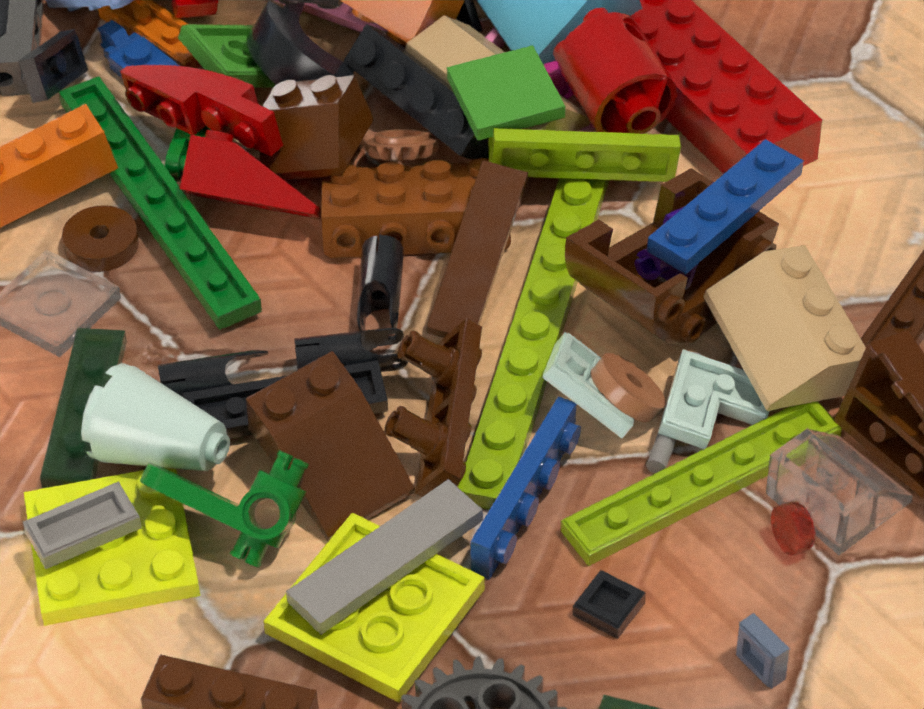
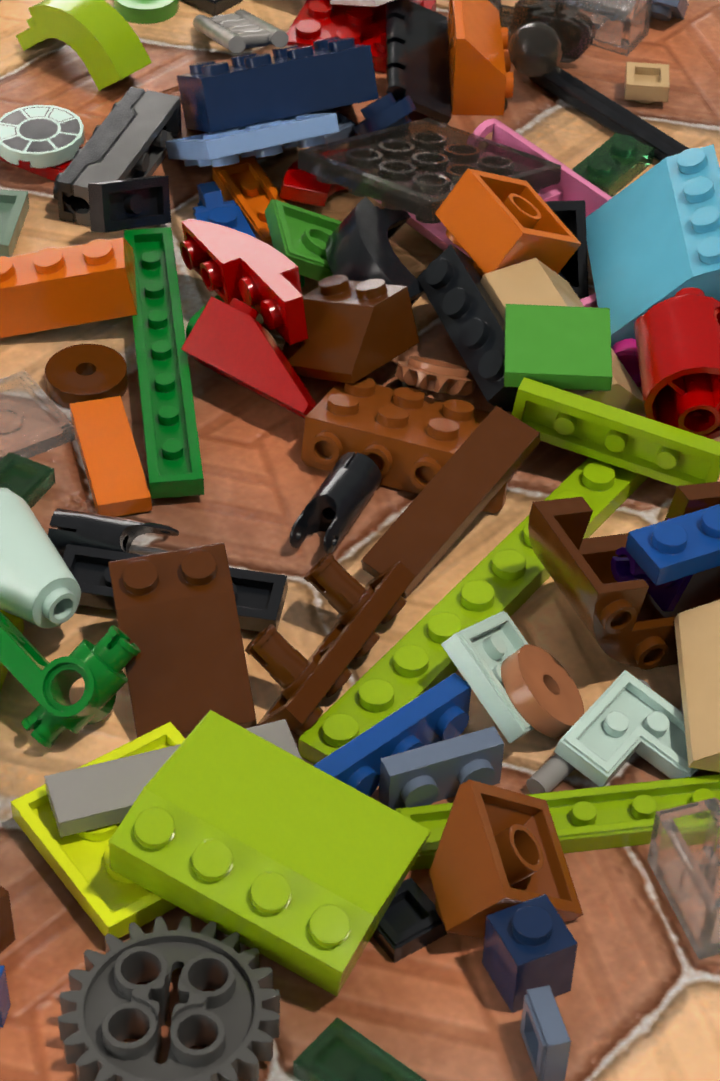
camera: 20 degrees right, 5 degrees down
(164, 304) = (110, 457): none -> orange tile
(351, 348) = (267, 556): black piece -> none
(495, 587) = (267, 850): none -> lime slope
(581, 478) = (439, 768): none -> sand blue plate
(669, 537) = (497, 855): none -> dark orange slope
(720, 594) = (528, 950): none -> dark blue brick
(792, 528) = (655, 908): clear red tile -> none

